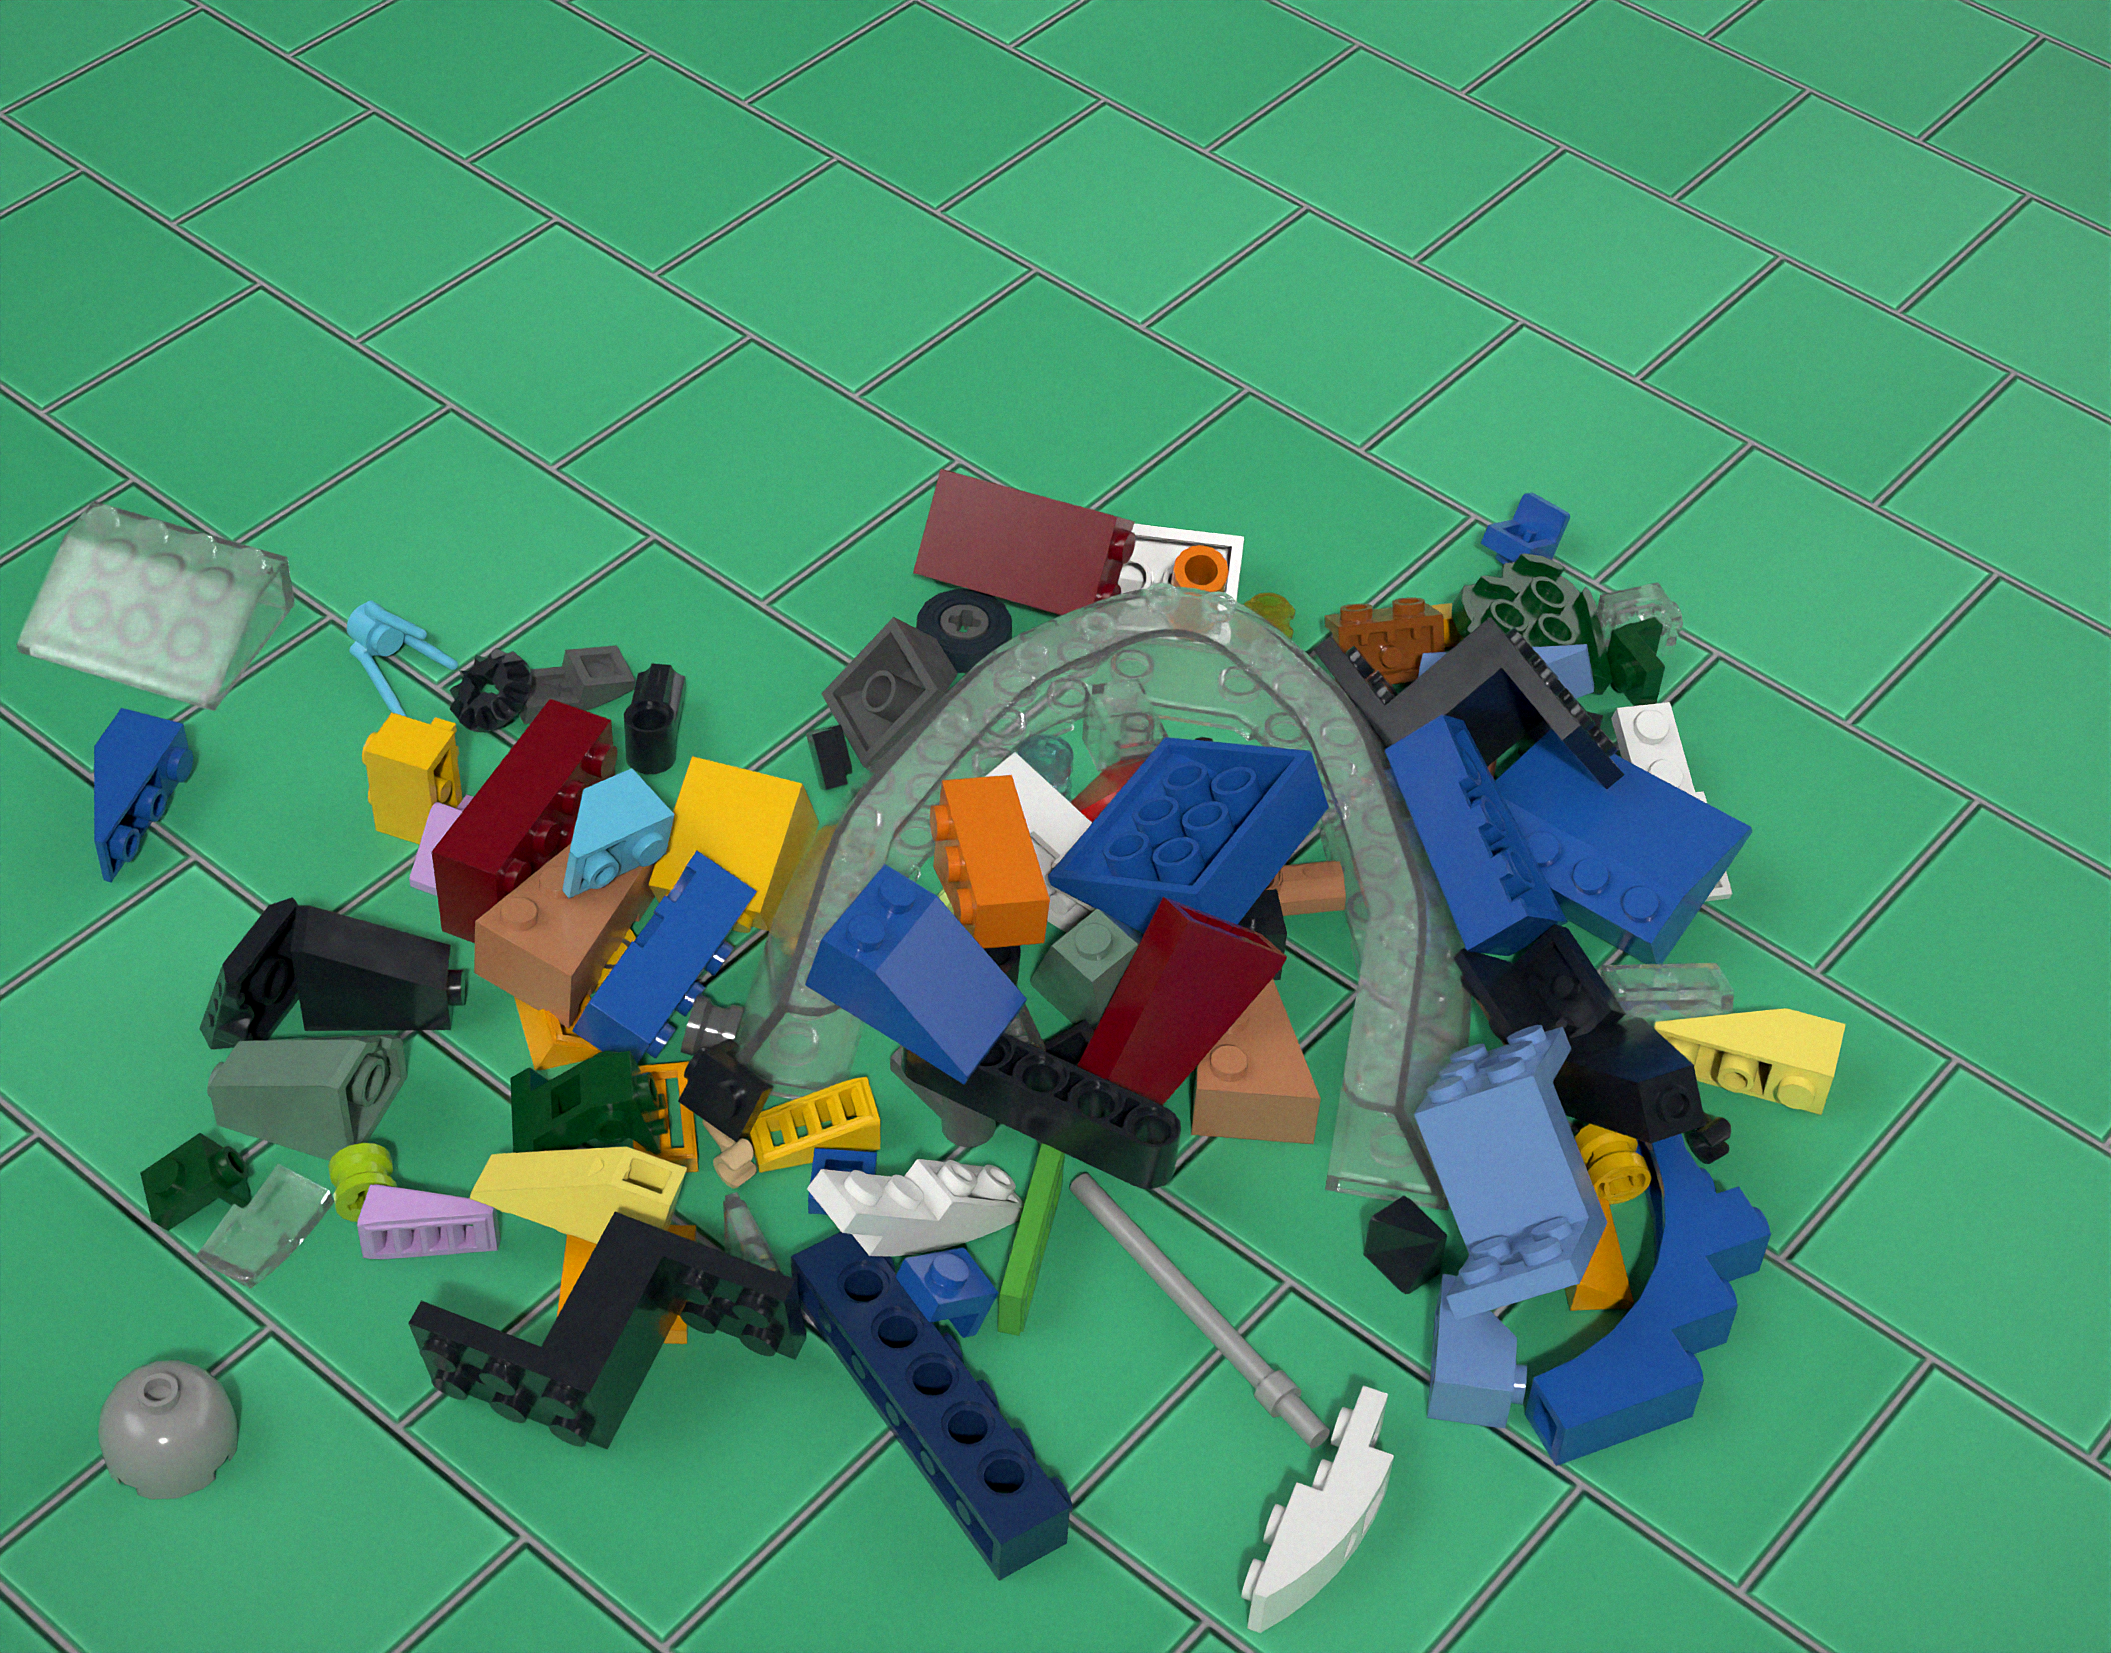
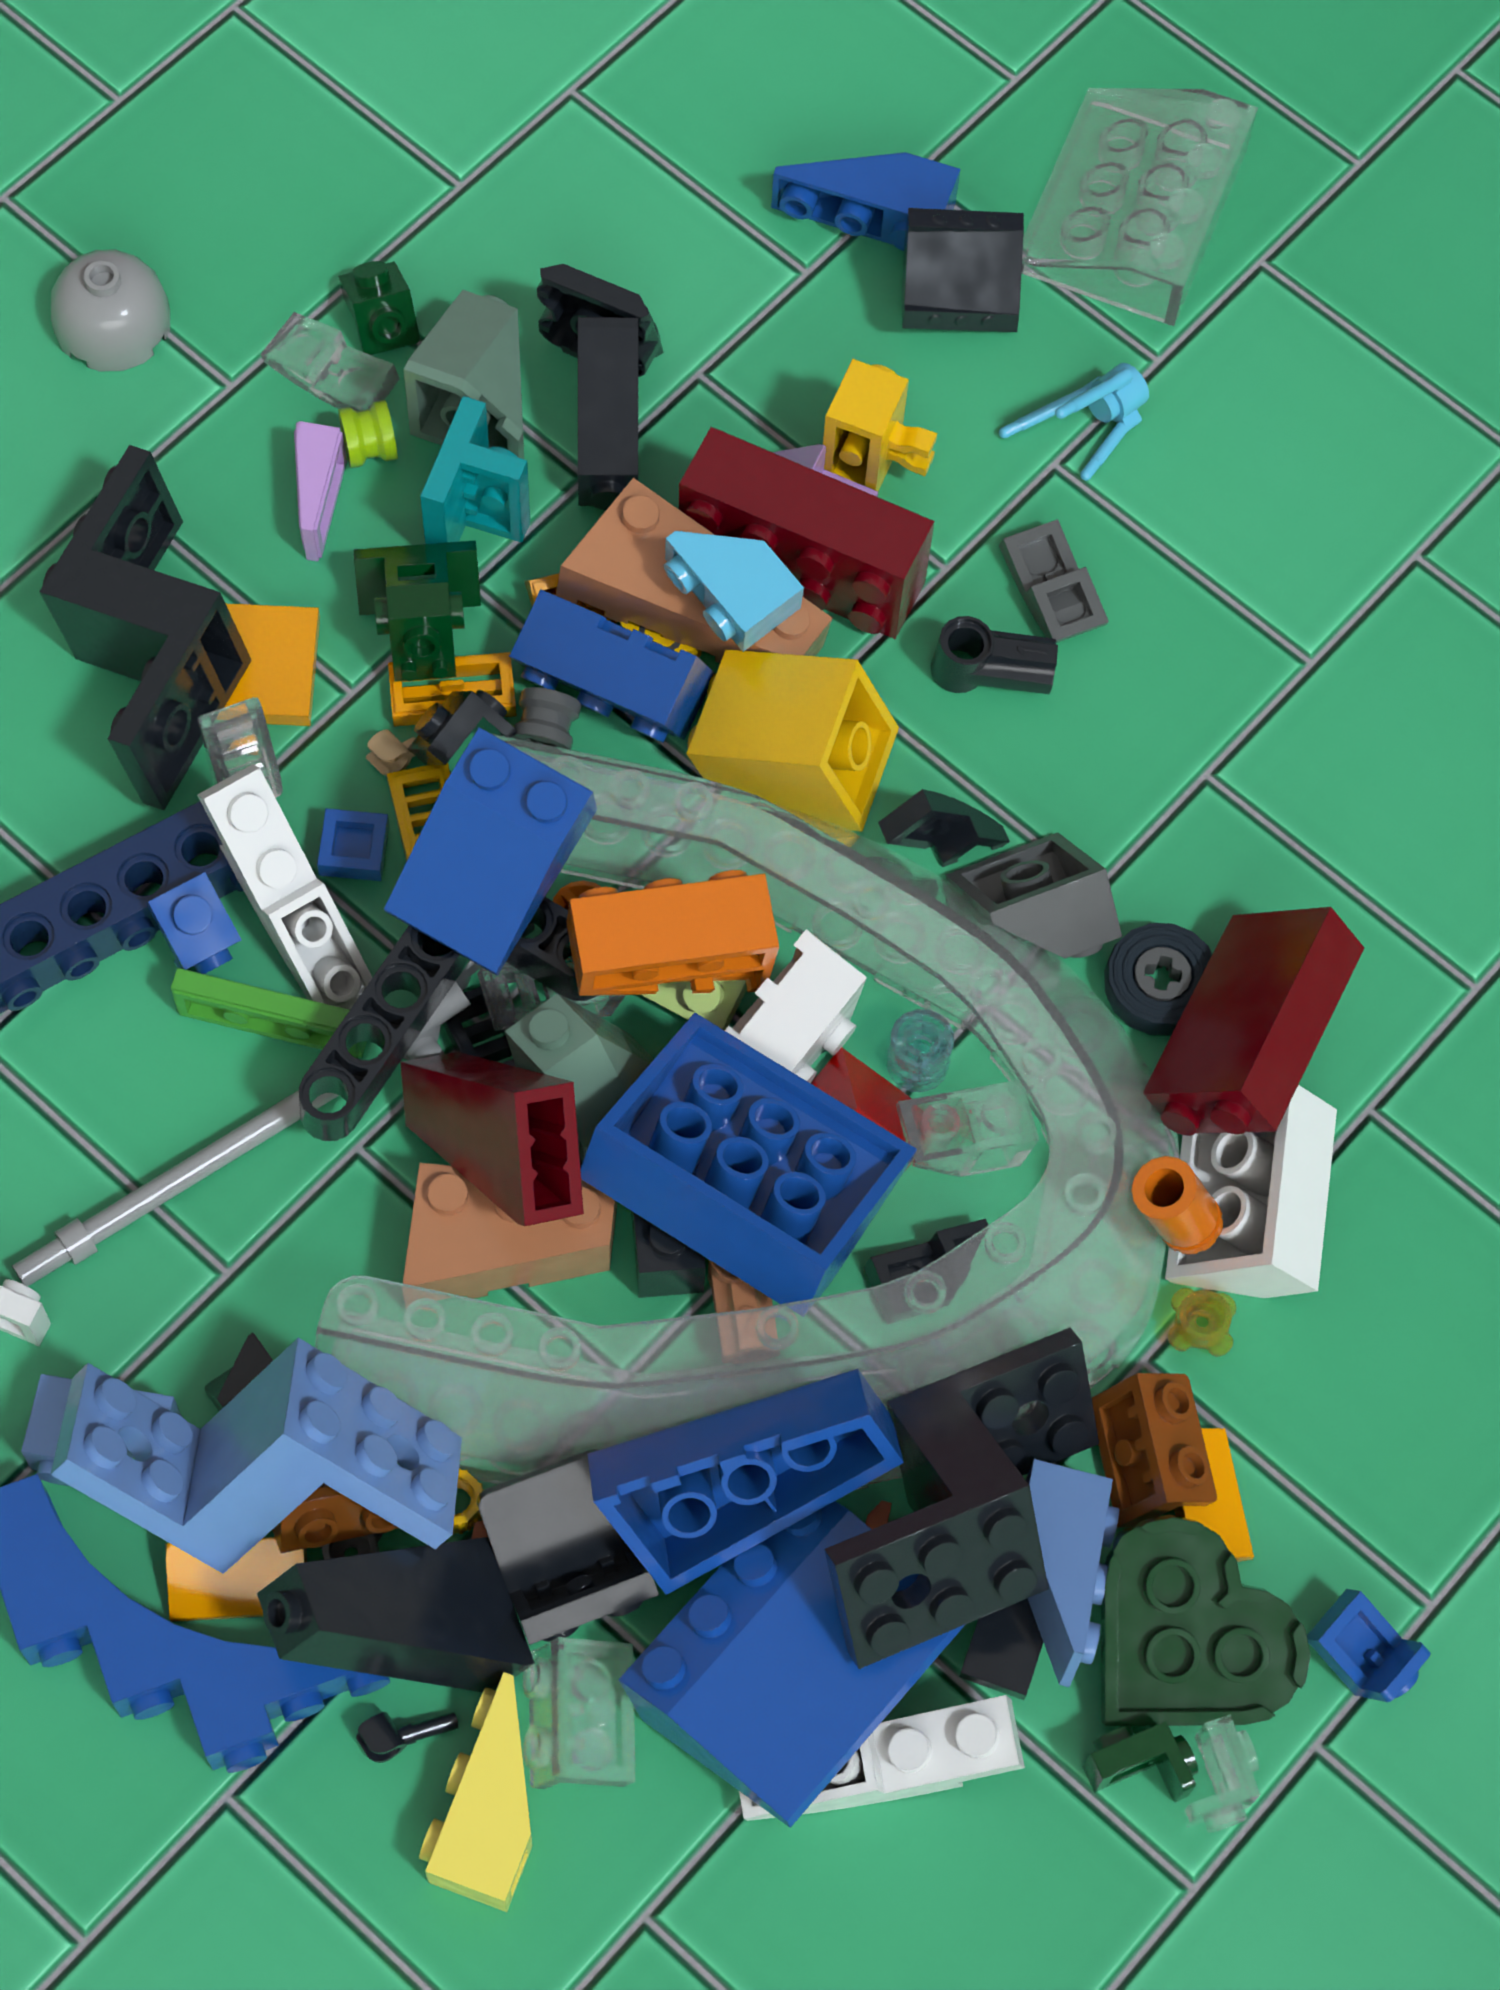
camera: 90 degrees right, 20 degrees up
(232, 719) = (962, 270): none -> black slope
(448, 1076) = (474, 483): none -> teal bracket
(486, 711) = (1026, 503): black gear -> none
(581, 1188) = (307, 597): light yellow slope -> none

